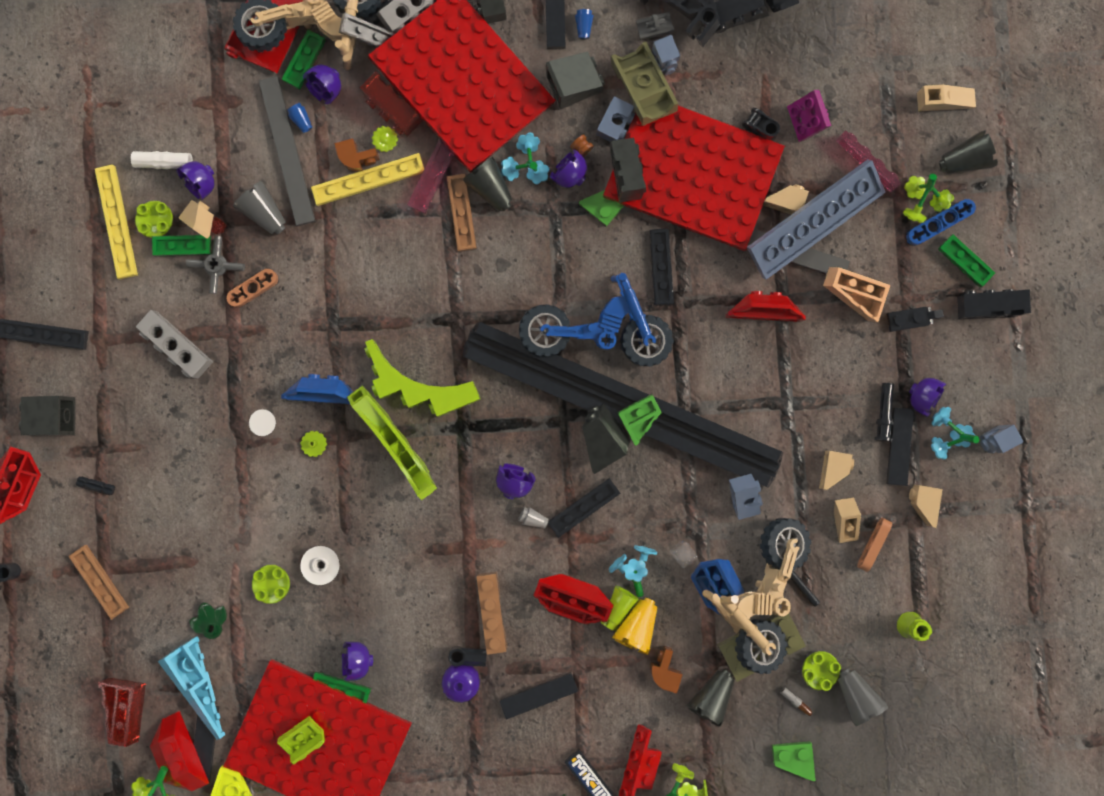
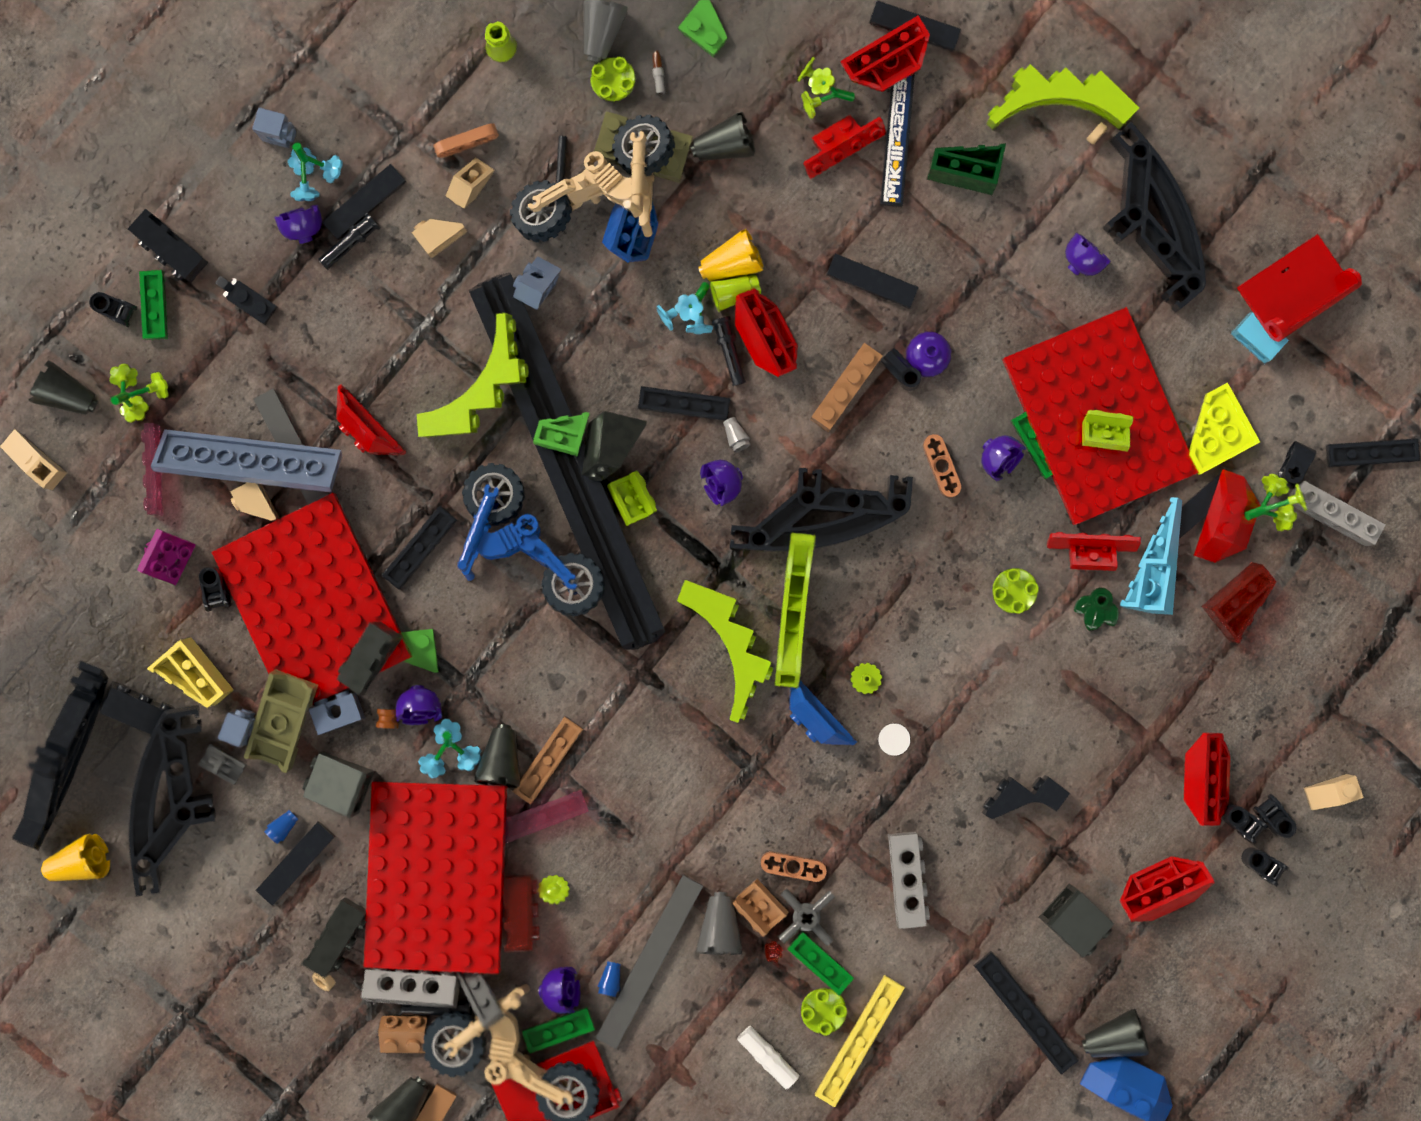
camera: 150 degrees left, 0 degrees up
(43, 577) = (1207, 778): none -> red wedge
(95, 485) = (1090, 820): black axle -> none
(98, 582) = (1163, 733): medium nougat tile -> none
(155, 455) = (1013, 795): none -> black arch
(197, 178) = (751, 1008): dark purple cylinder -> none
(198, 218) = (783, 972): tan slope -> none
(243, 655) = (1093, 551): none -> red bracket
(249, 244) = (759, 907): none -> medium nougat bracket
(311, 569) = (968, 563): white dish -> none
(352, 159) = (600, 898): dark orange brick -> none
(367, 179) = (602, 867): light yellow tile -> none
(398, 631) = (954, 478): none -> nougat beam
(403, 545) = (868, 516): none -> black piece
(560, 419) = (632, 498): none -> lime bracket
(596, 569) = (729, 338): none -> black pin
(663, 675) = (749, 197): dark orange brick -> none
(683, 553) = (635, 284): clear brick -> none
(711, 398) = (485, 393): none -> lime arch
(725, 62) = (192, 672): none -> light yellow wedge
(858, 292) = (272, 363): light nougat wedge -> none
(926, 503) = (388, 133): tan slope -> none
(940, 221) = (142, 358): blue beam -> none
(986, 236) = (116, 309): none -> black piece

